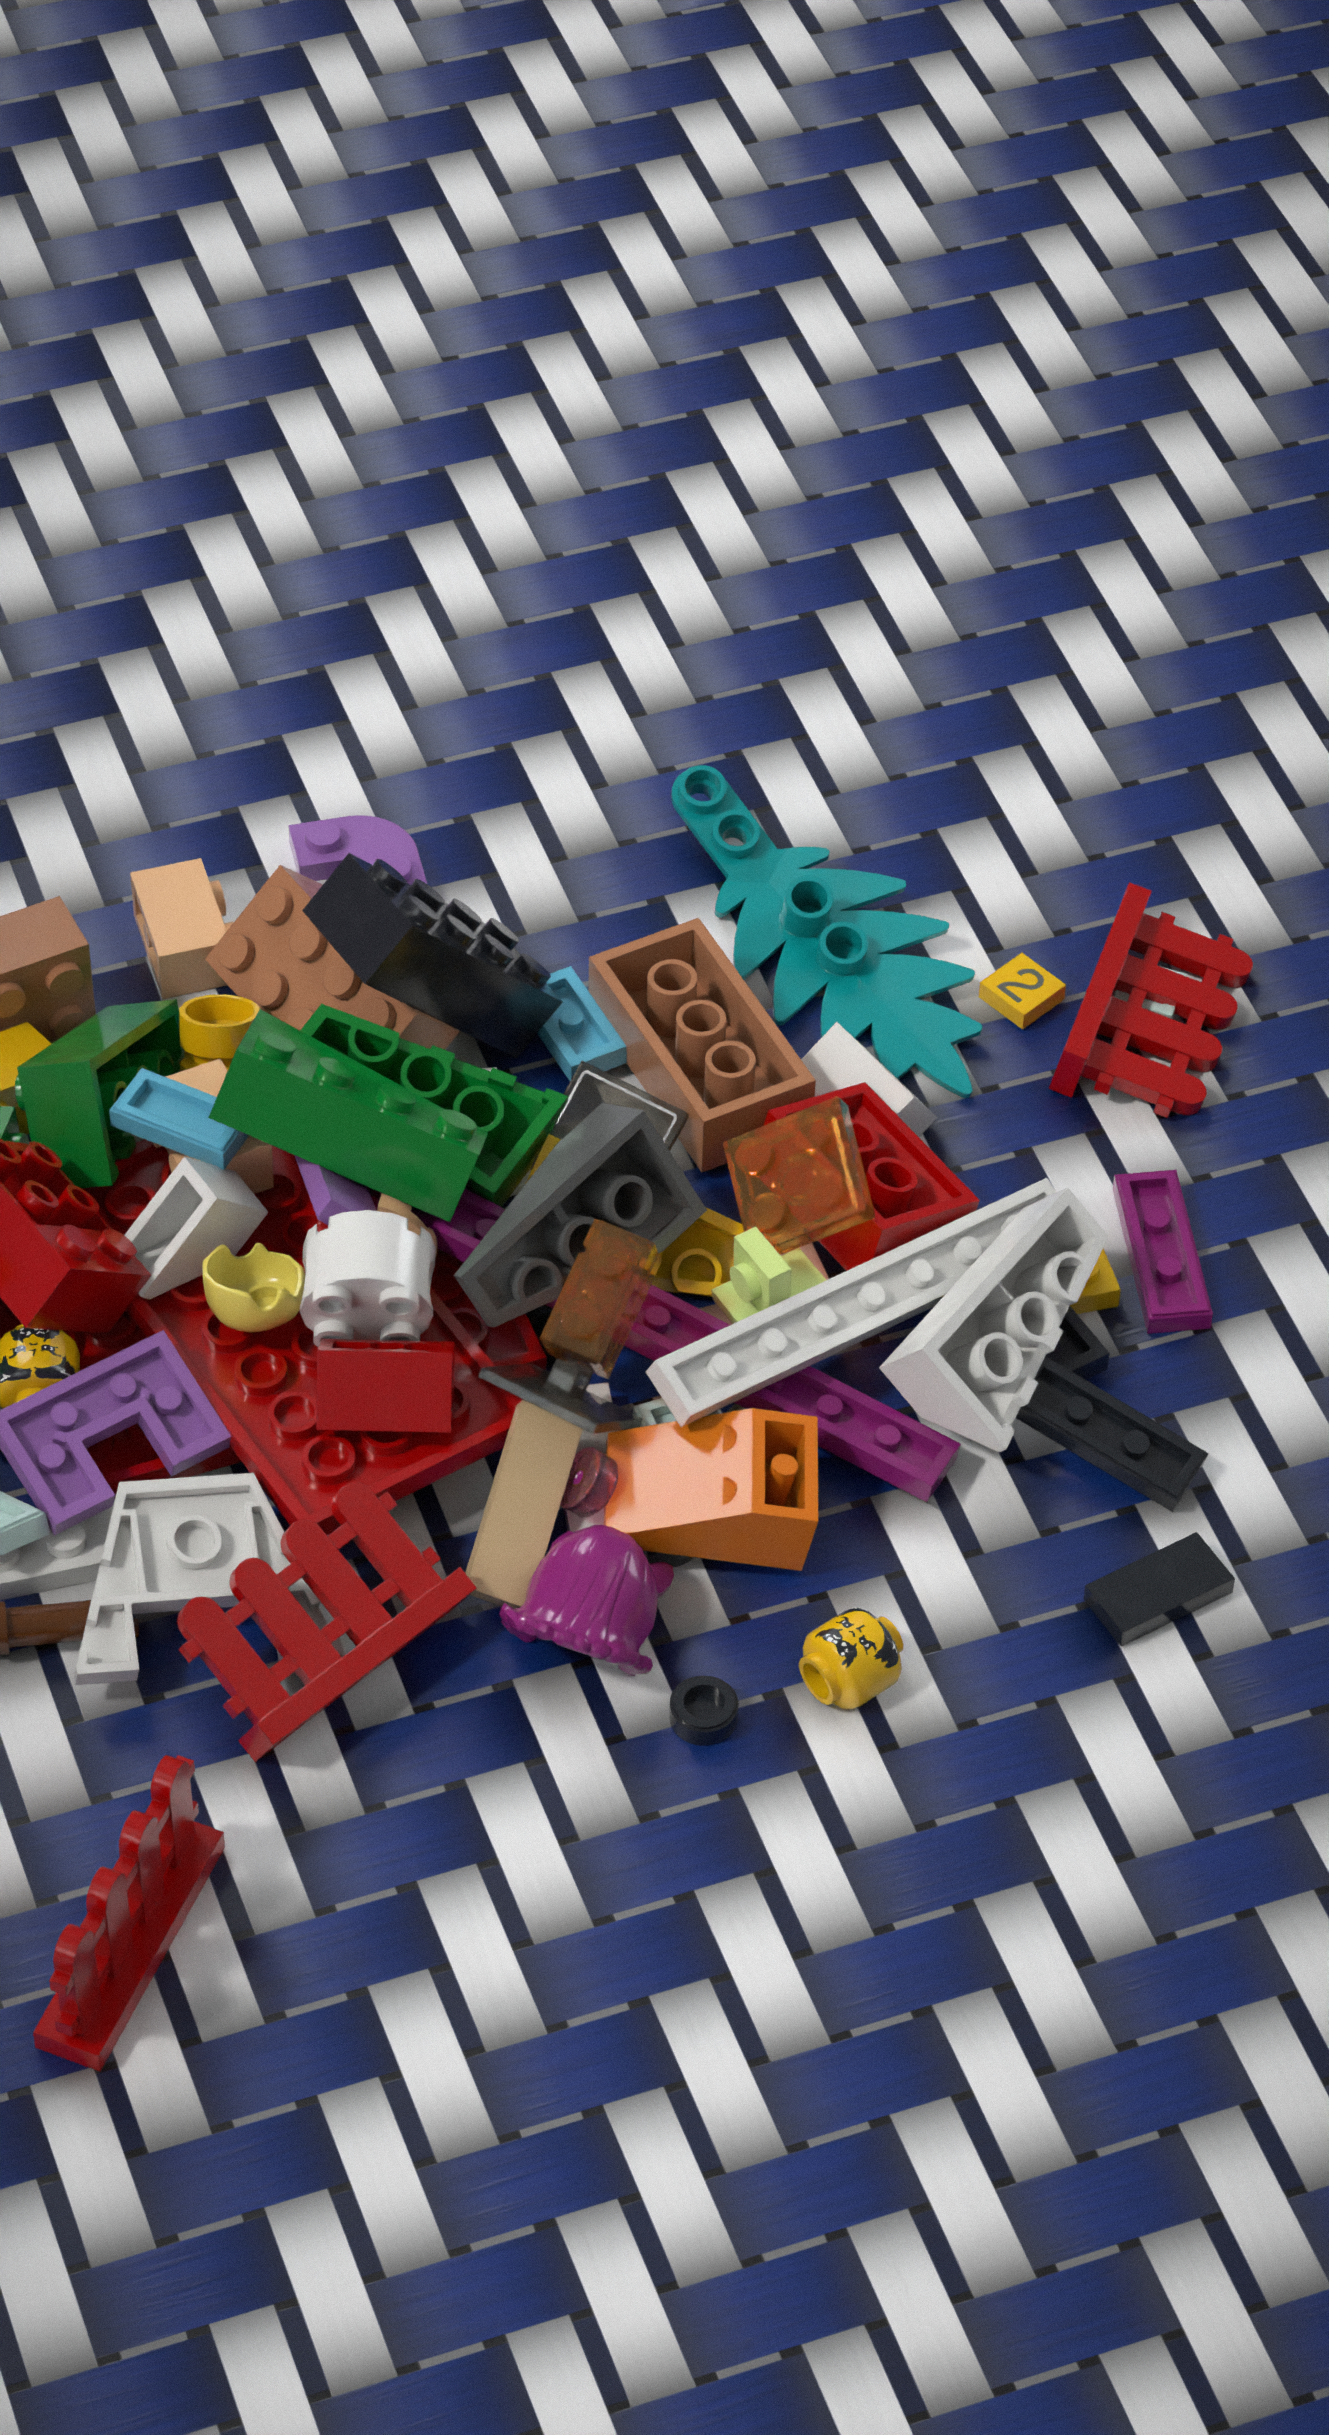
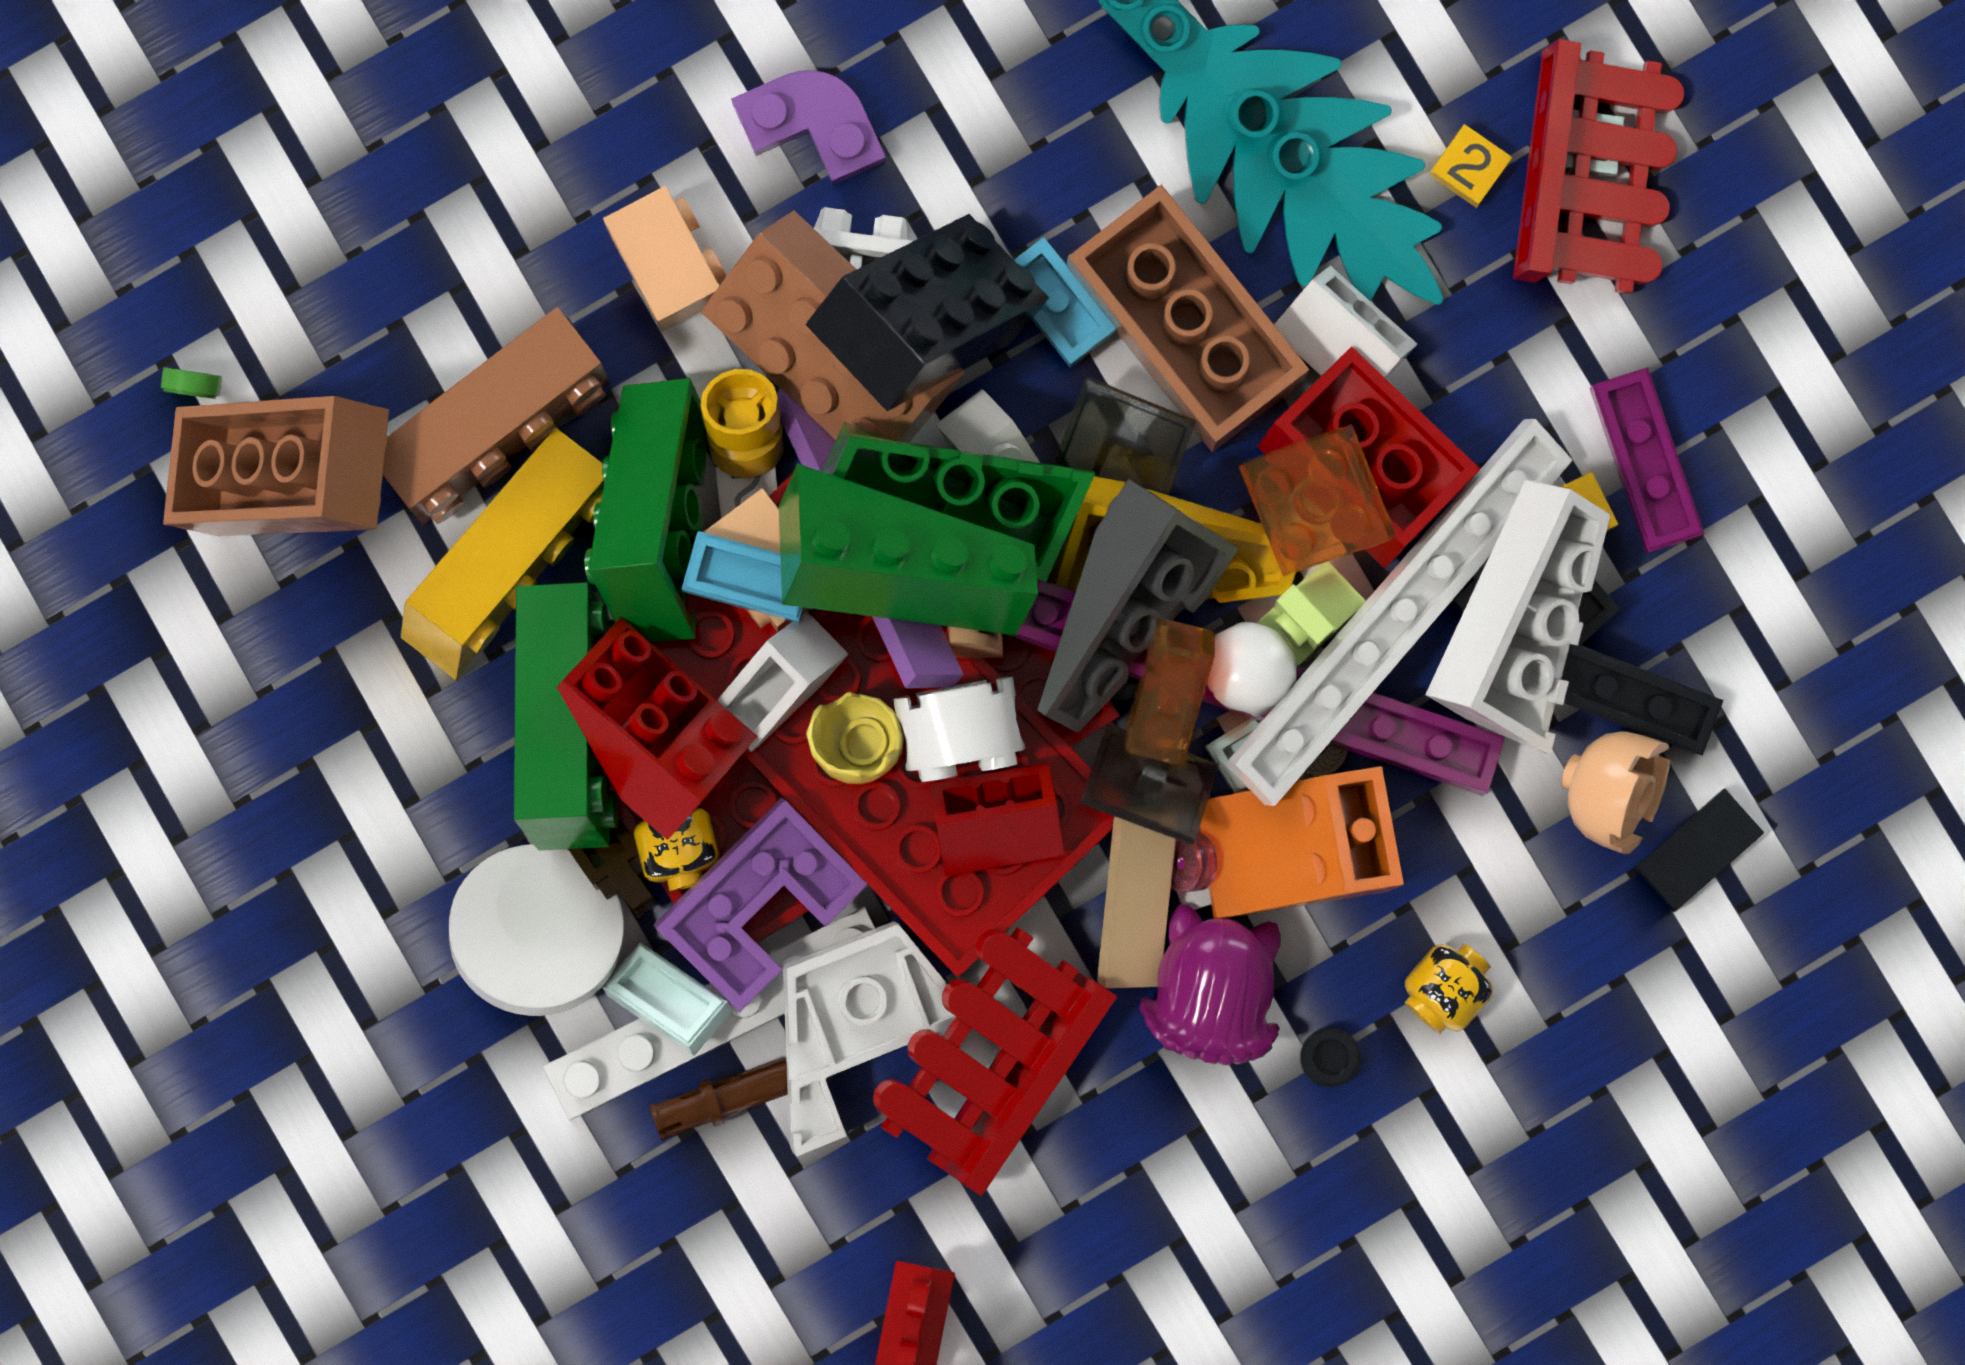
camera: 10 degrees left, 35 degrees up
(691, 1304) = (1251, 668): none -> white hair
(1079, 1500) = (1615, 787): none -> light nougat cylinder

